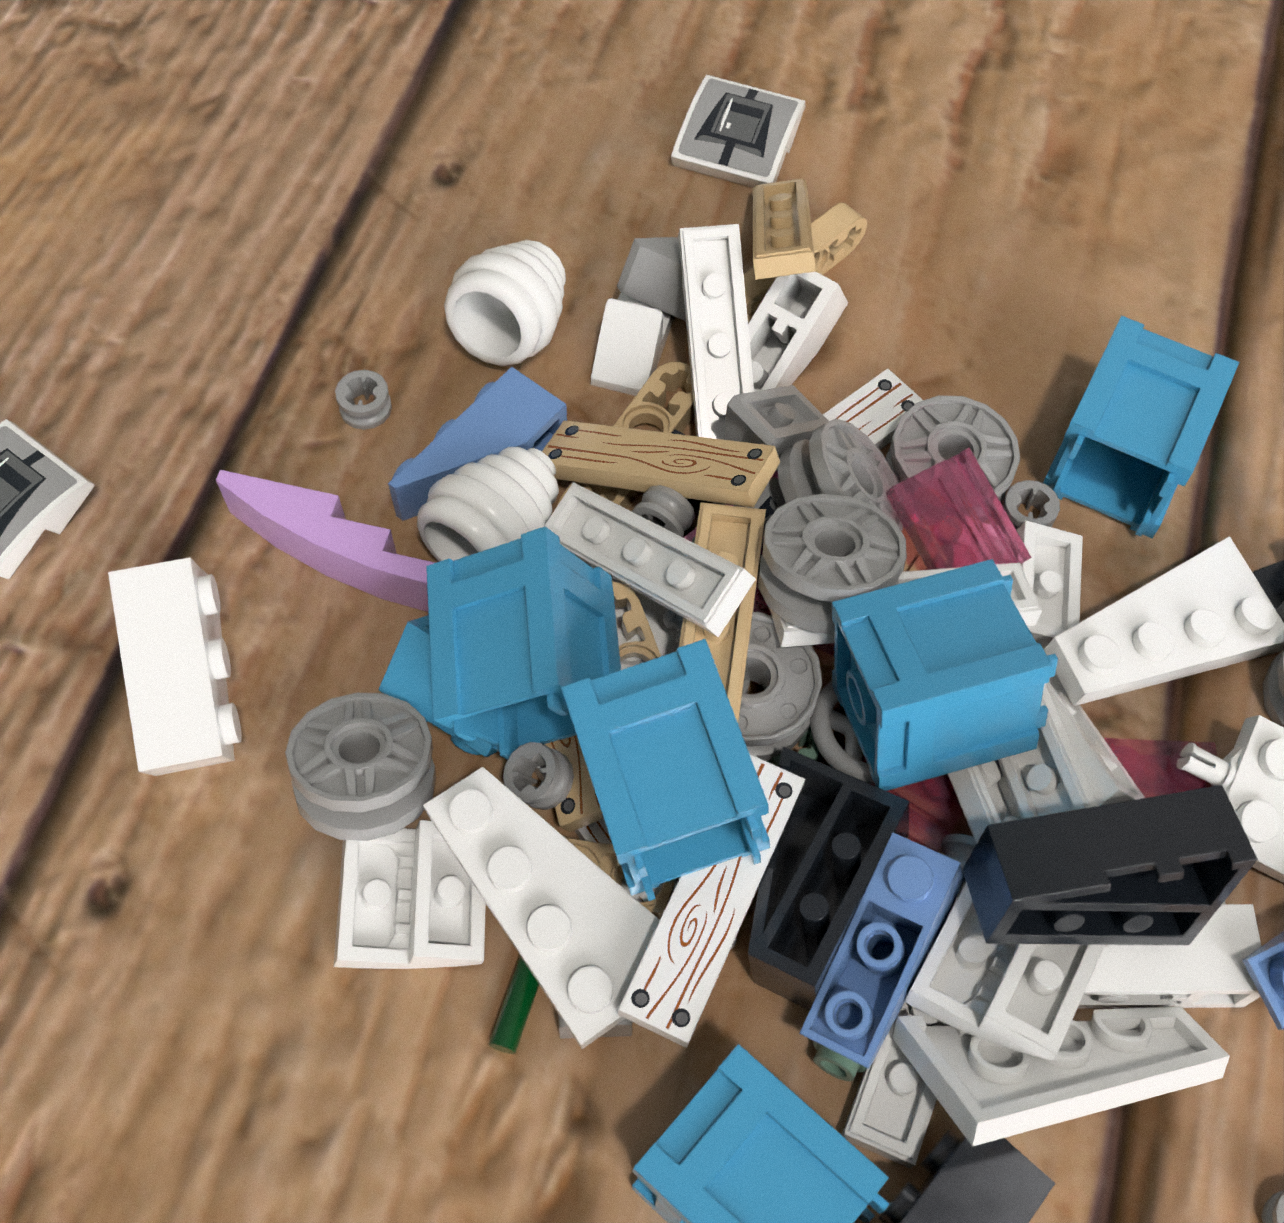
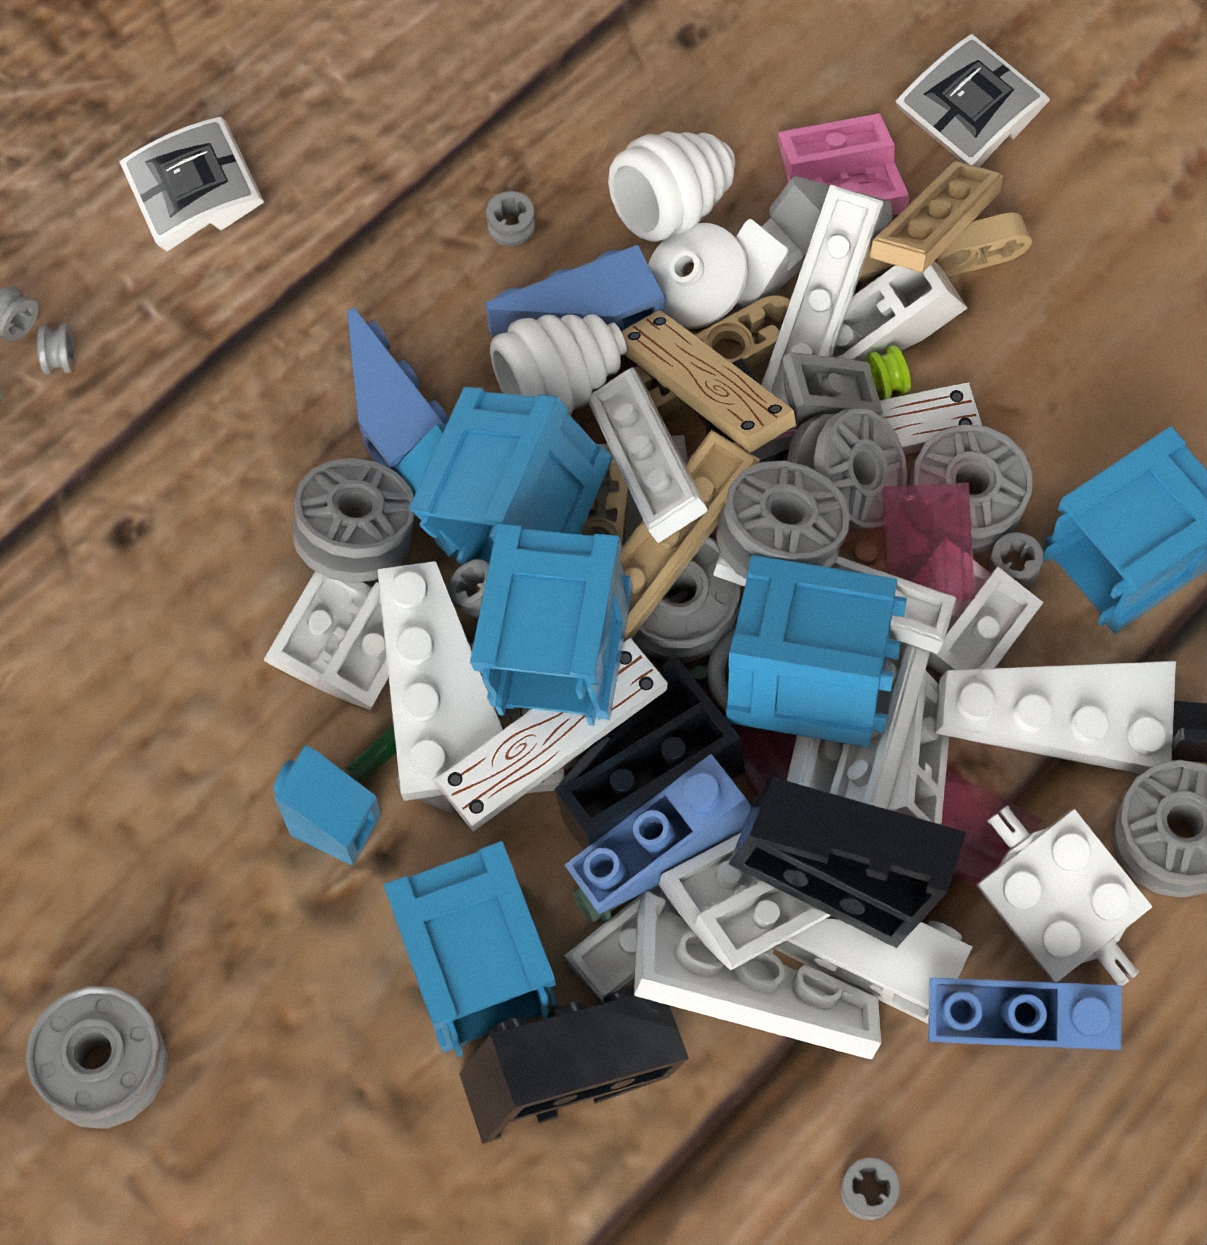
camera: 30 degrees right, 5 degrees up
(174, 666) = (253, 379): white wedge -> none
(315, 531) = (417, 321): lavender slope -> none
(337, 629) = (388, 401): none -> medium blue slope
(497, 1101) = (325, 806): none -> dark azure slope
(604, 375) = (712, 285): none -> white dish
(648, 211) = (846, 154): none -> bright pink slope
(666, 509) = (686, 426): light grey bush -> none
(815, 384) = (889, 372): none -> lime bush

